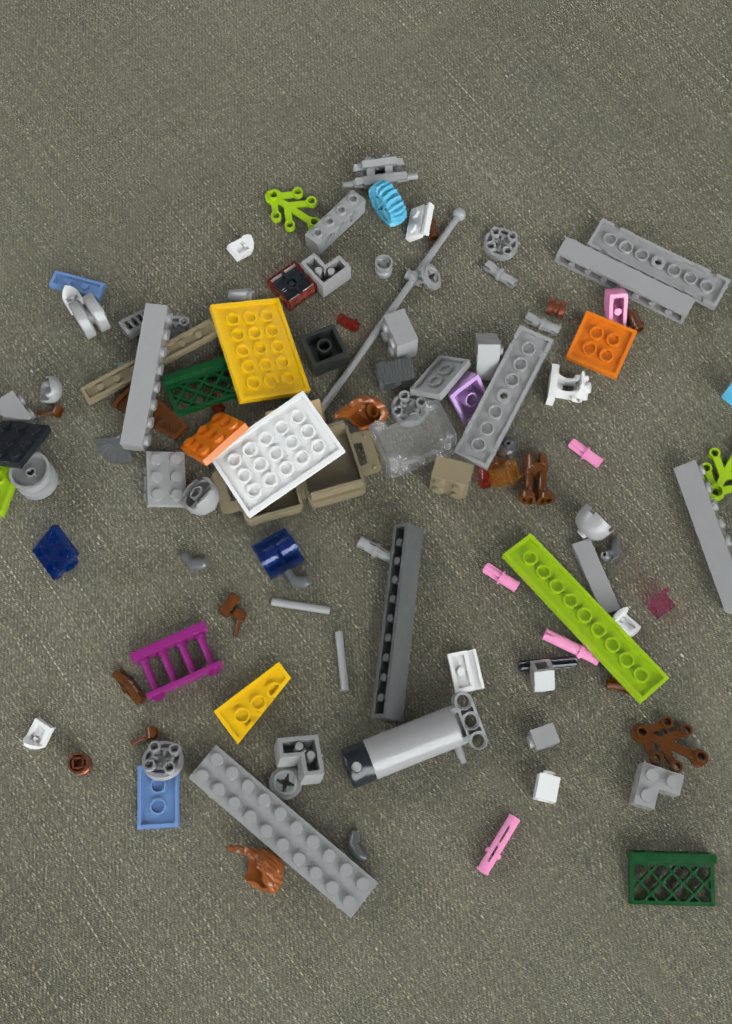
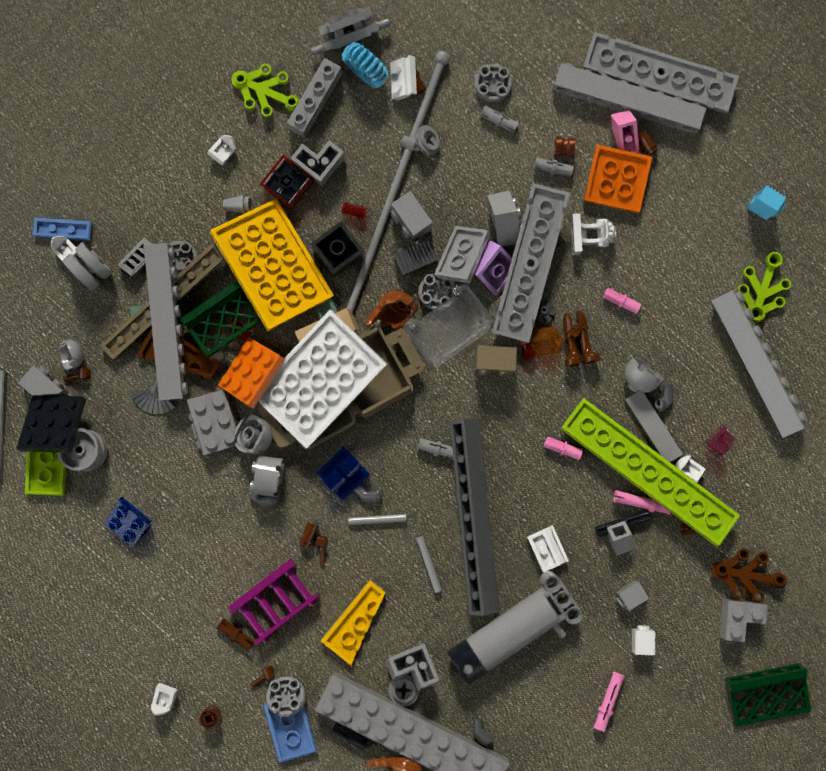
camera: 15 degrees left, 15 degrees up
(203, 537) = (267, 476): none -> light grey brick
(218, 817) = (350, 736): none -> black axle
(383, 266) = (376, 134): light grey wheel -> none

